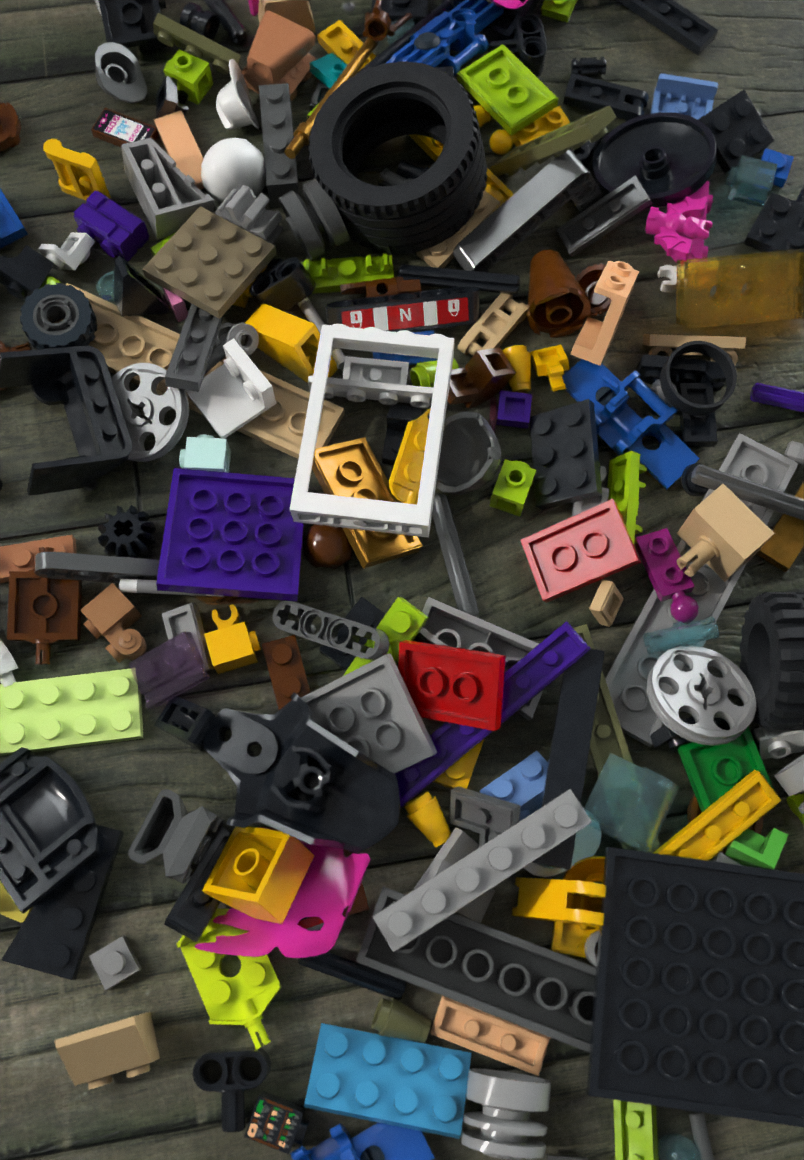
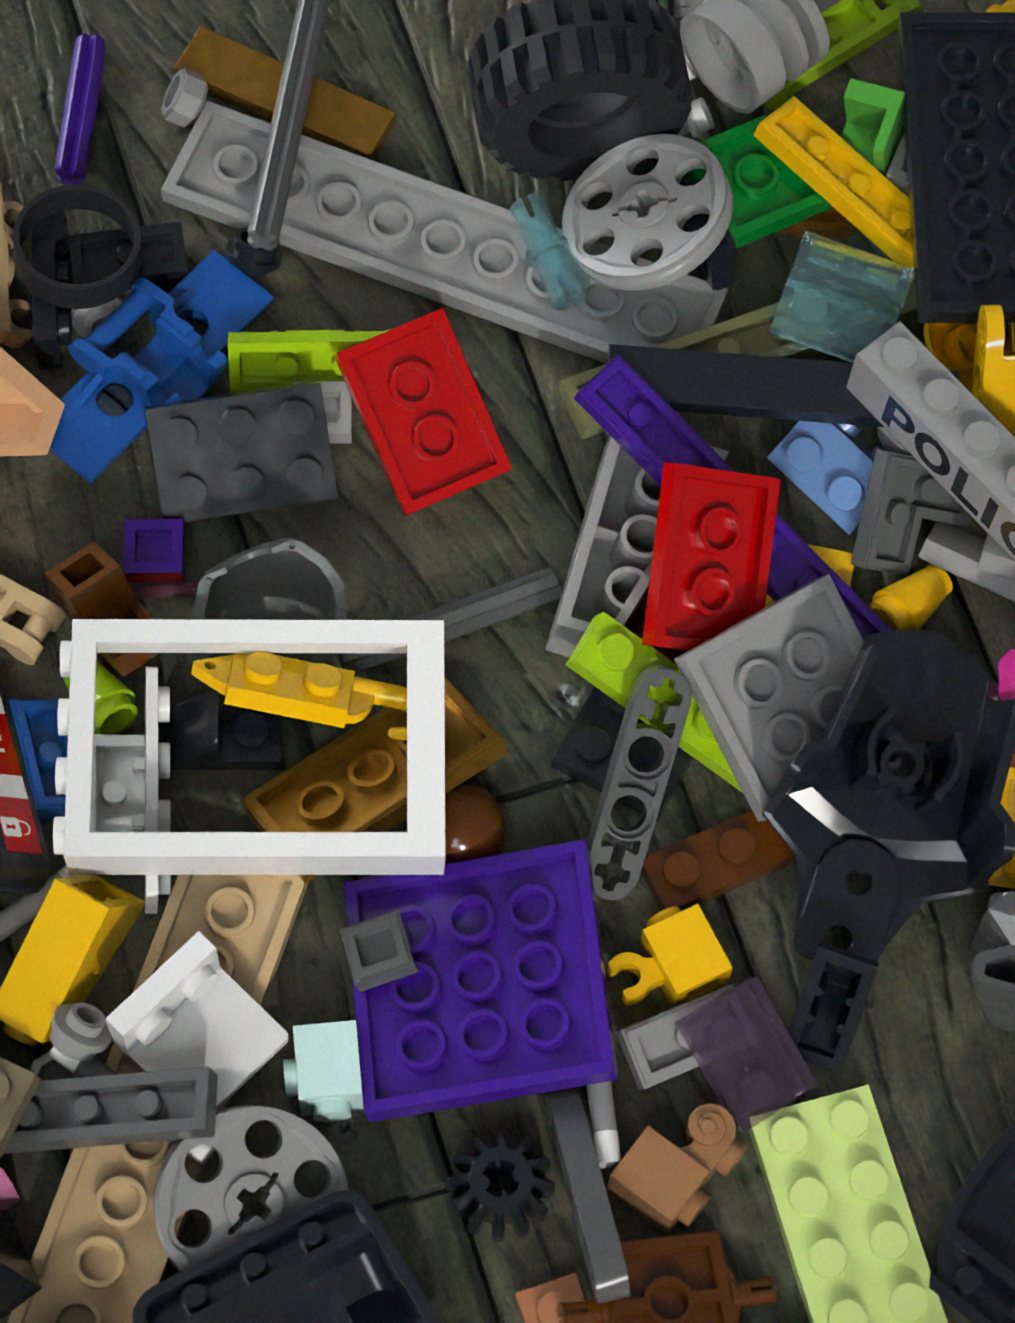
camera: 100 degrees left, 5 degrees down
(259, 486) = (378, 950): none -> dark grey tile
(512, 487) = (316, 521): lime brick -> none
(521, 362) = (58, 544): yellow cone -> none
(551, 363) = (54, 493): yellow plate -> none
(606, 603) = (502, 370): tan tile -> none
(669, 581) = (441, 276): magenta plate -> none
(721, 534) = (378, 190): tan brick -> none

